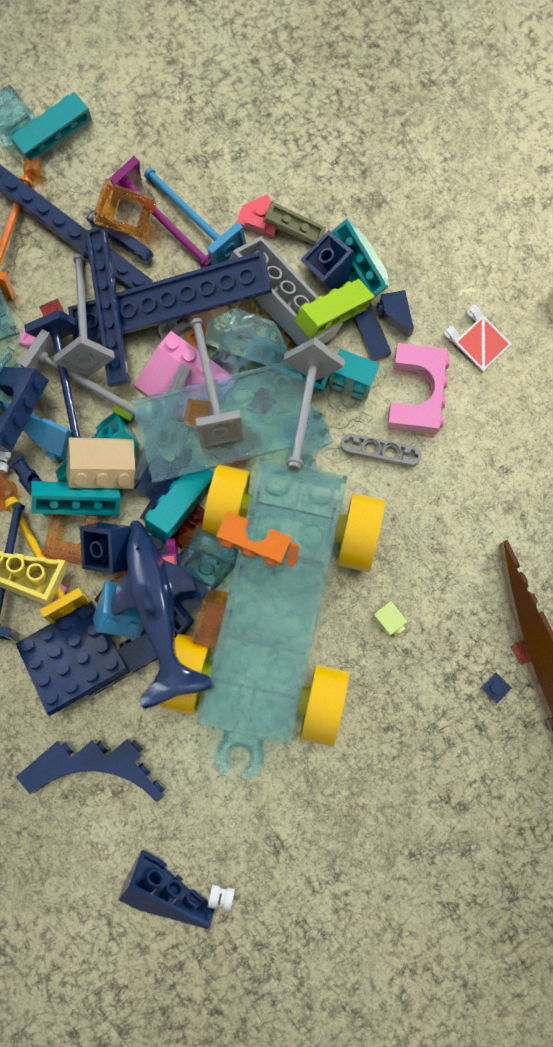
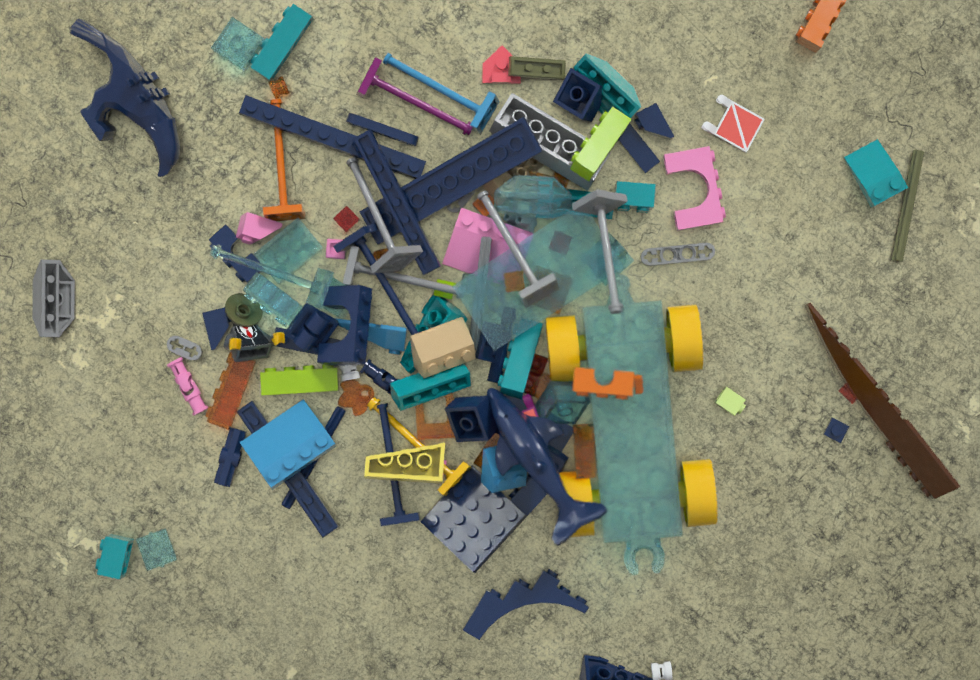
camera: 20 degrees left, 10 degrees up
(108, 203) = (368, 109): clear orange window -> none

